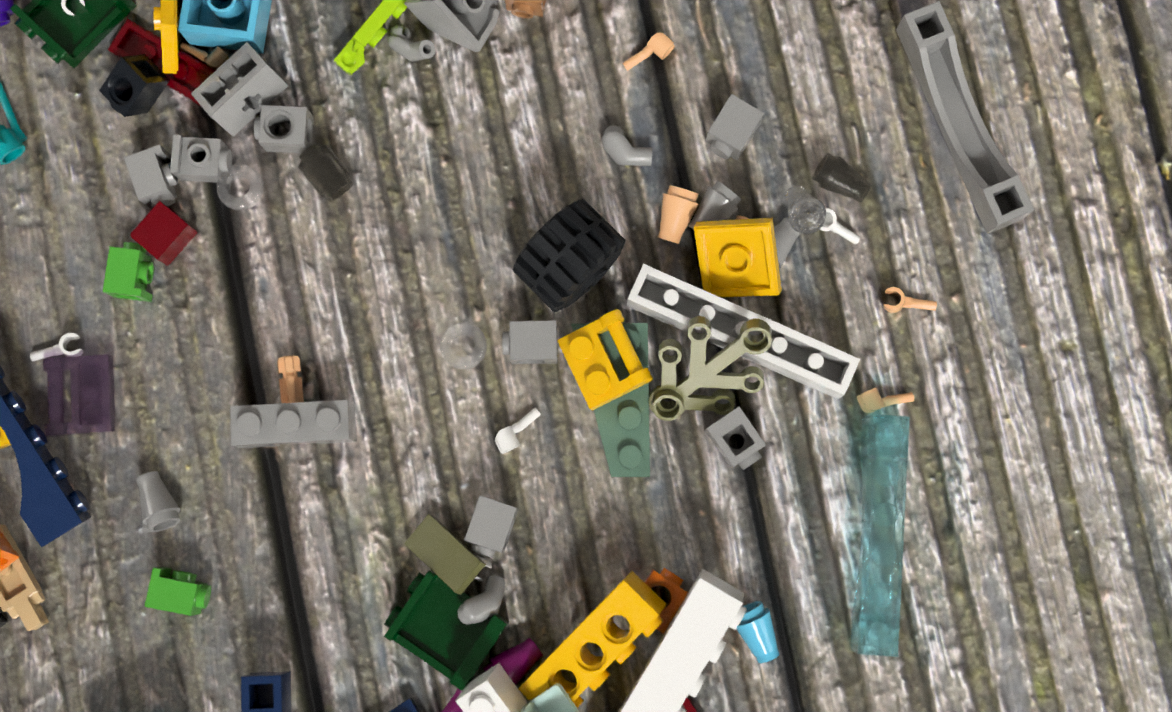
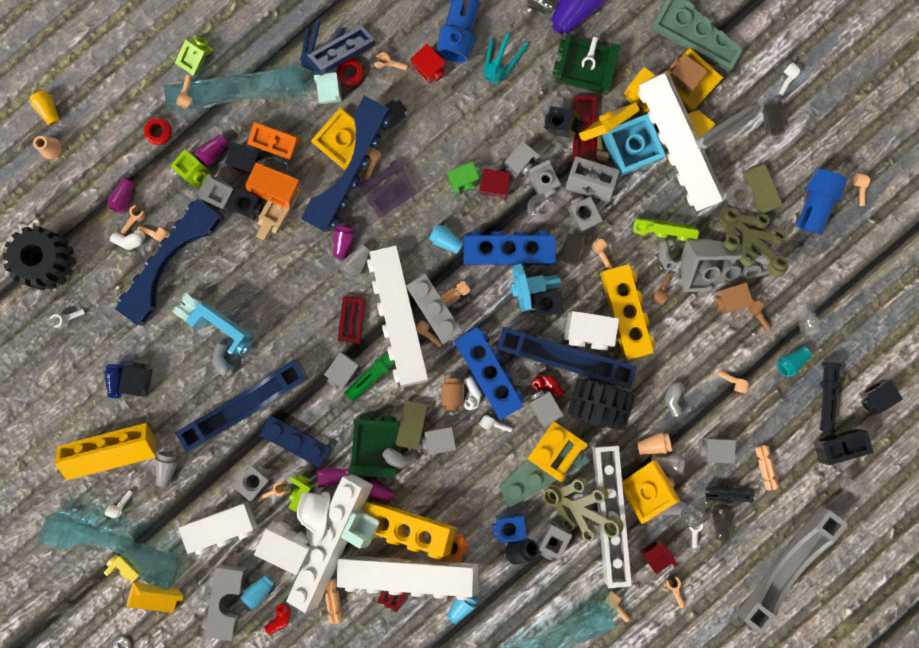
camera: 60 degrees right, 5 degrees up
(24, 388) = (375, 157): none -> light nougat hand
(58, 349) = (404, 163): white hand -> none
(114, 503) = (342, 240): none -> magenta cone
(177, 592) = (316, 299): bright green brick -> none
(201, 350) = (444, 238): none -> medium azure cone
(266, 576) = (354, 300): none -> dark red tile
(271, 482) = (398, 316): none -> white brick
(272, 288) = (543, 240): none -> blue brick
(304, 614) = (341, 371): none -> light grey brick
(314, 459) = (422, 328): none -> light nougat hand
(335, 560) = (369, 377): none -> green pin
(338, 269) = (524, 287): none -> medium azure piece
(345, 136) = (598, 247): none -> light nougat hand
(372, 386) = (501, 406): none -> blue brick
(378, 239) = (556, 300): none -> black brick
(409, 119) = (627, 276): none -> yellow brick
(433, 467) = (452, 393): none -> medium nougat brick
(454, 211) = (591, 329): none -> white brick
(454, 293) = (566, 358): none -> dark blue arch
(454, 436) = (474, 393): none -> white arm
(467, 88) = (659, 296): none -> medium nougat hand
(498, 320) = (547, 382): none -> red arm
(689, 478) = (519, 532): none -> blue brick
(723, 494) = (522, 551): none -> black brick
(799, 74) = (767, 467): none -> light nougat axle
(807, 147) = (729, 494): none -> black pin
(842, 299) = (658, 556): none -> dark red panel

